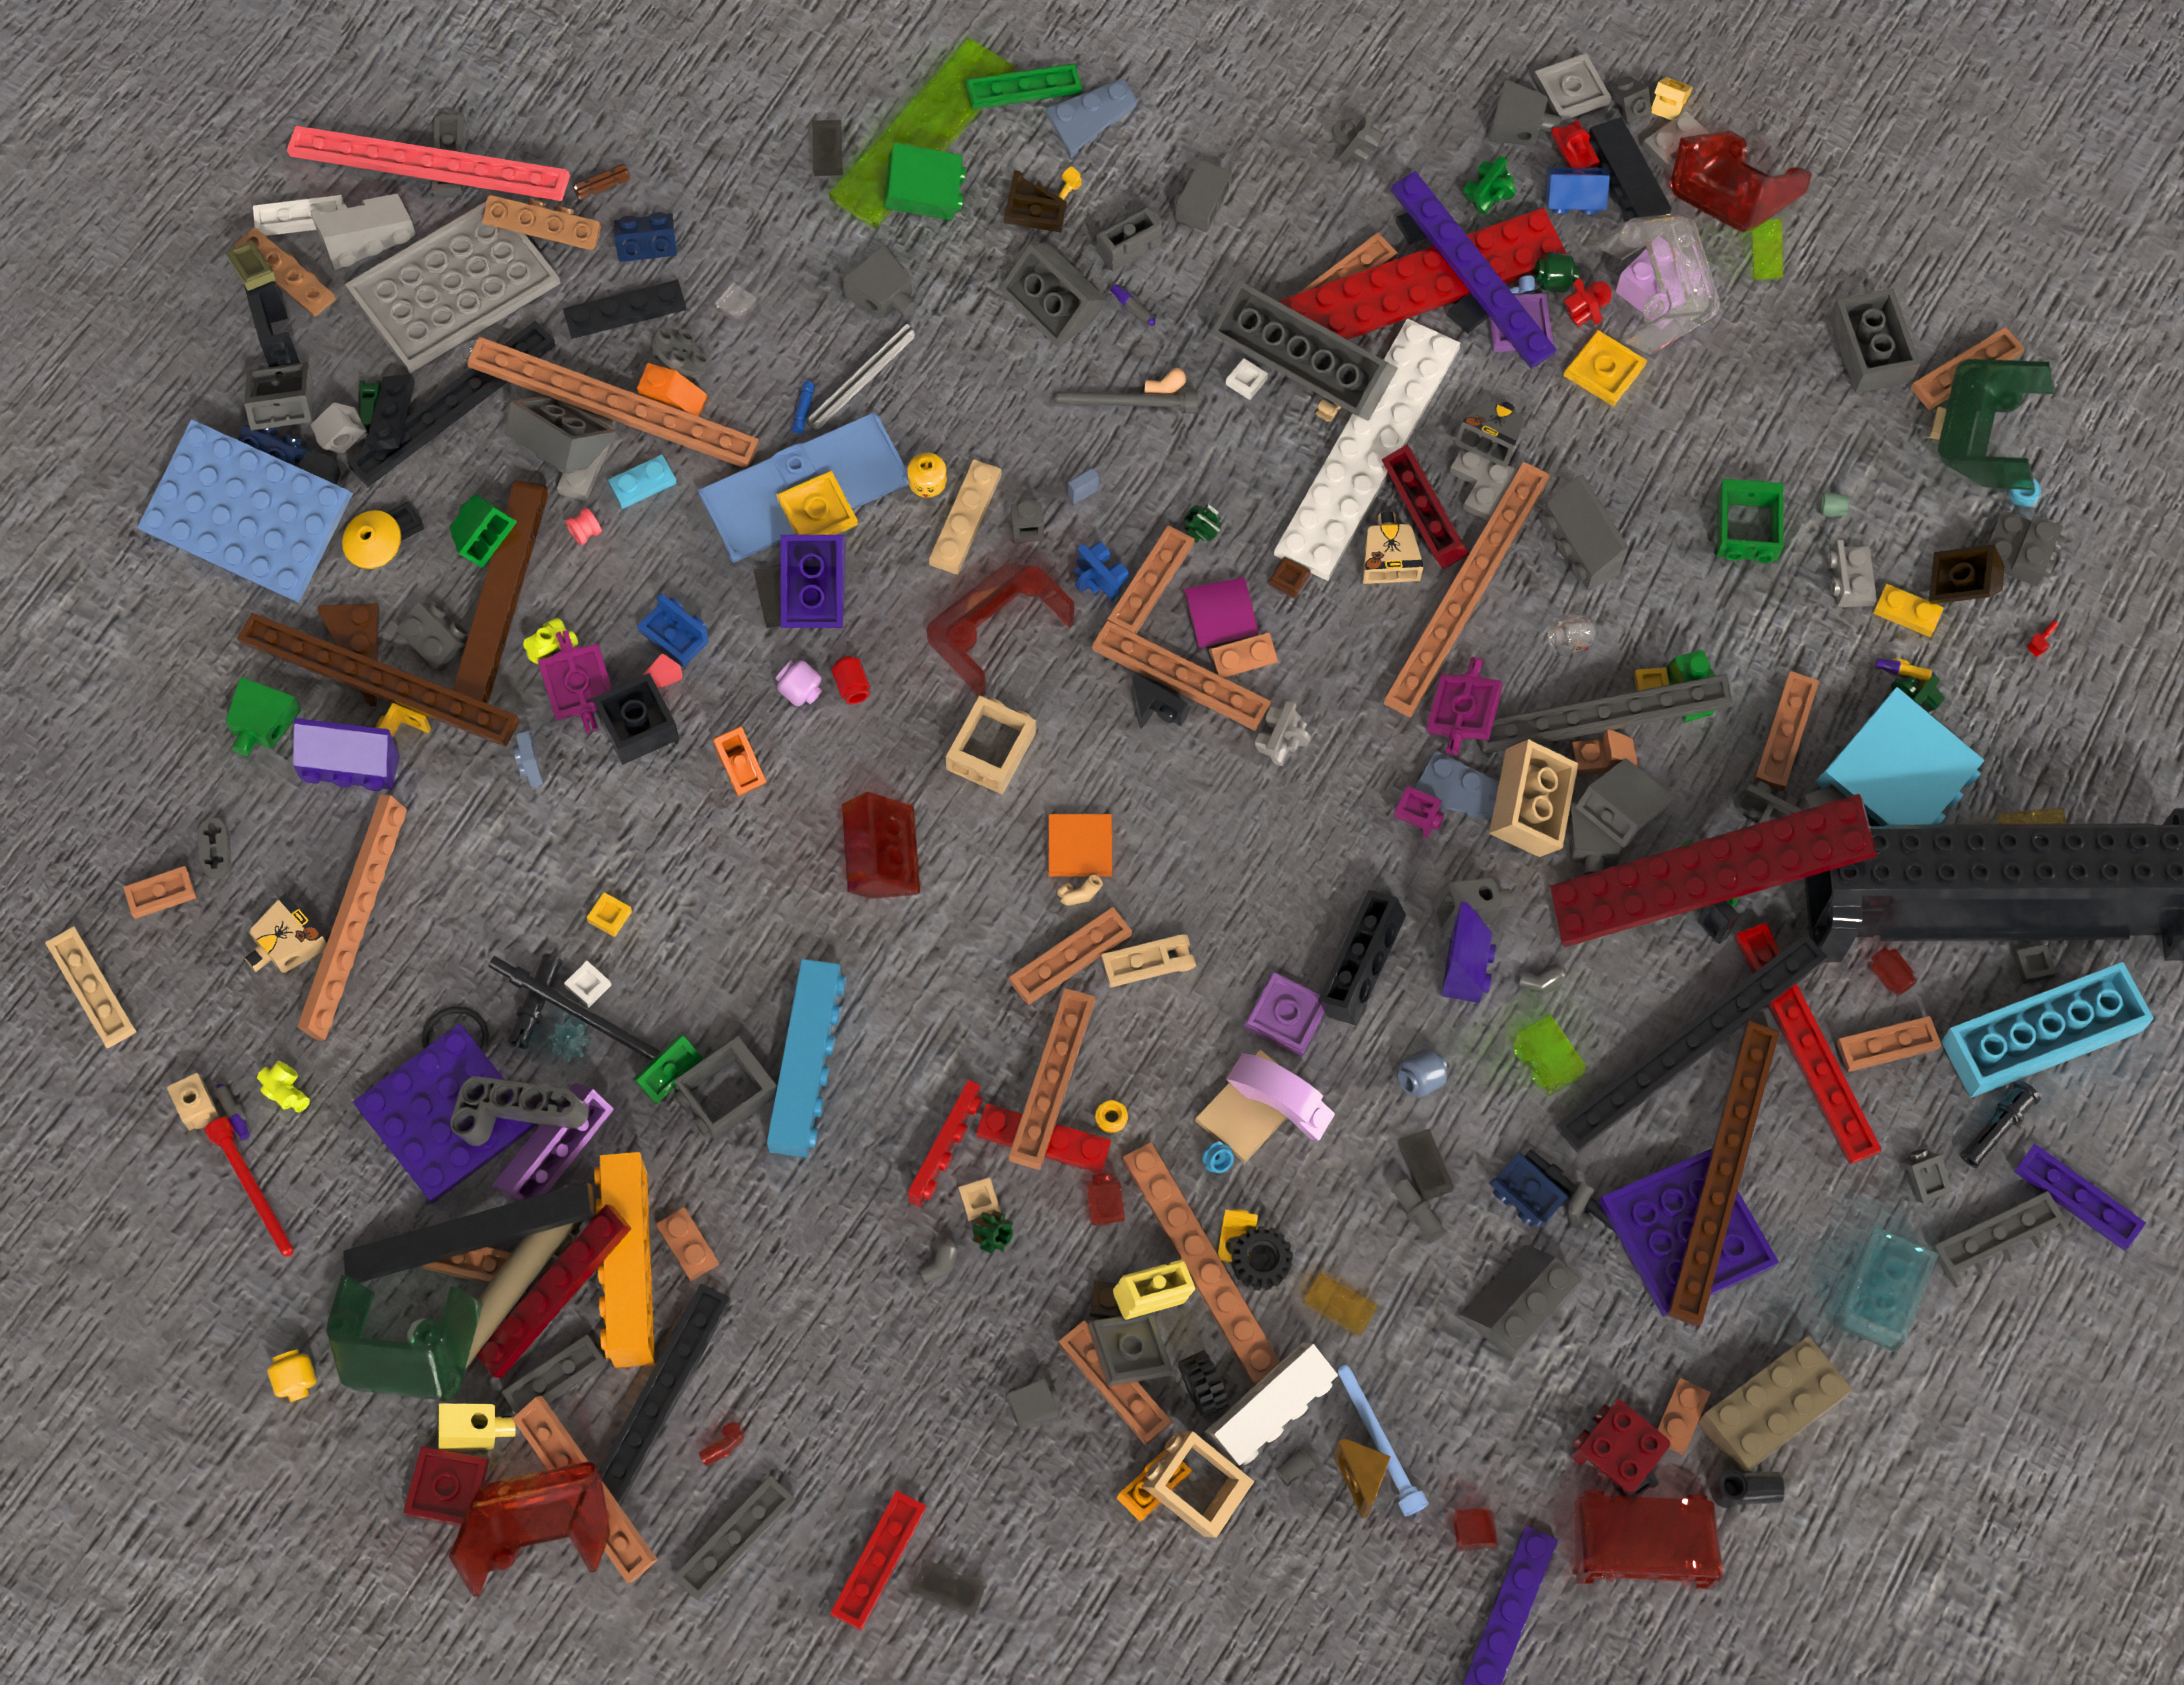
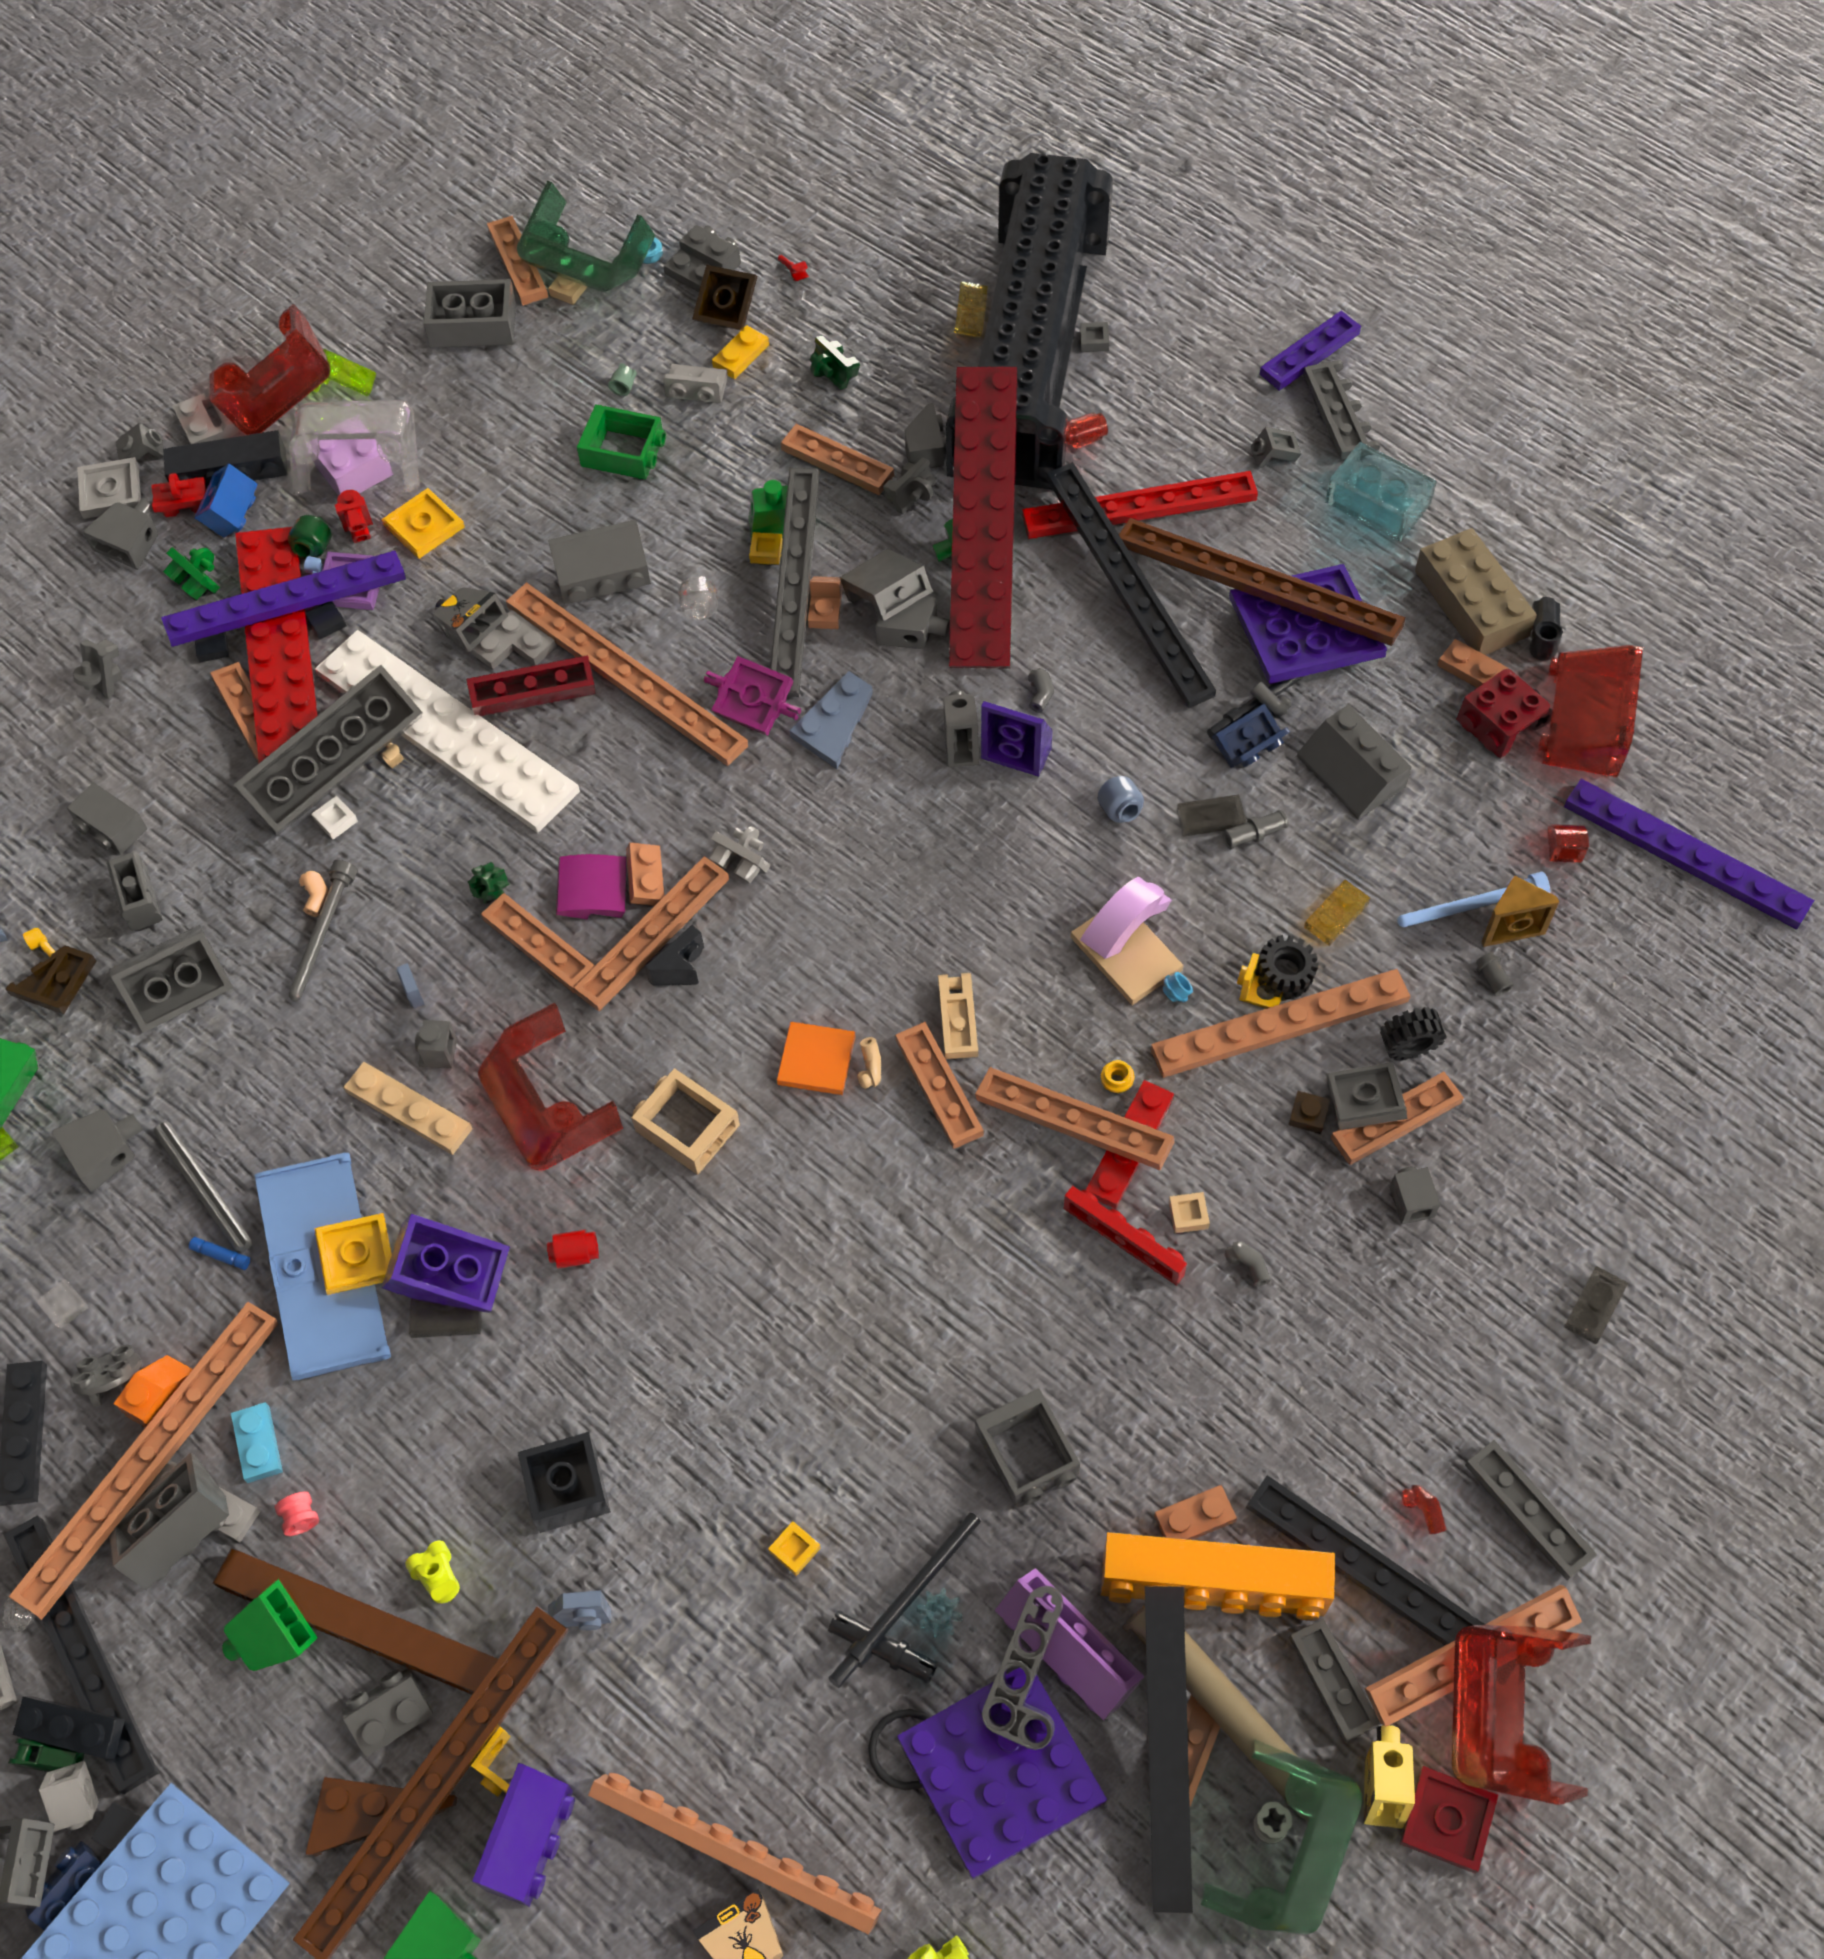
camera: 75 degrees left, 5 degrees down
(377, 549) = (253, 1775): yellow dish -> none
(407, 520) = (220, 1734): black tile -> none
(553, 1291) = (1248, 1654): dark red plate -> none
(574, 679) = (496, 1546): magenta plate -> none
(587, 984) = (874, 1583): white plate -> none
(664, 671) = (508, 1445): coral slope -> none
(673, 1061) = (993, 1507): green plate -> none
(674, 630) = (461, 1427): blue bracket -> none
(738, 760) = (644, 1377): orange slope -> none
(799, 683) = (563, 1302): lavender head -> none
(805, 1058) = (1006, 1359): dark azure brick -> none
(878, 1560) = (1563, 1368): red plate -> none
(880, 847) = (778, 1249): clear red slope -> none
(926, 475) = (350, 1132): yellow head -> none
(992, 1231) = (1228, 1202): dark green gear -> none
(1095, 575) = (514, 990): blue hips -> none
(1105, 1199) = (1205, 1094): clear red bracket -> none
(1133, 303) = (209, 907): piece -> none
(1139, 1500) = (1500, 1103): light orange slope -> none
(1153, 1289) = (1313, 1060): light yellow brick -> none
(1224, 1502) = (1527, 1040): tan window -> none
(1272, 1404) = (1437, 980): white brick -> none
(1286, 1014) = (1035, 905): medium lavender tile -> none
(1289, 577) = (568, 821): reddish brown tile -> none
(1362, 957) = (996, 824): black brick -> none
(1391, 552) = (568, 727): tan torso -> none
(1420, 810) = (852, 751): magenta bracket -> none
(1533, 798) = (865, 653): tan brick -> none
(1549, 1055) = (1119, 696): clear neon green brick -> none
(1670, 98) = (154, 413): yellow slope -> none
(1718, 920) = (1022, 535): black tile -> none
(1888, 1044) = (1151, 448): nougat plate -> none
(1903, 668) = (794, 368): piece -> none
(1903, 765) = (893, 379): medium azure panel -> none
(2008, 1113) = (1229, 380): black pin -> none
(2046, 1029) = (1162, 335): medium azure brick -> none

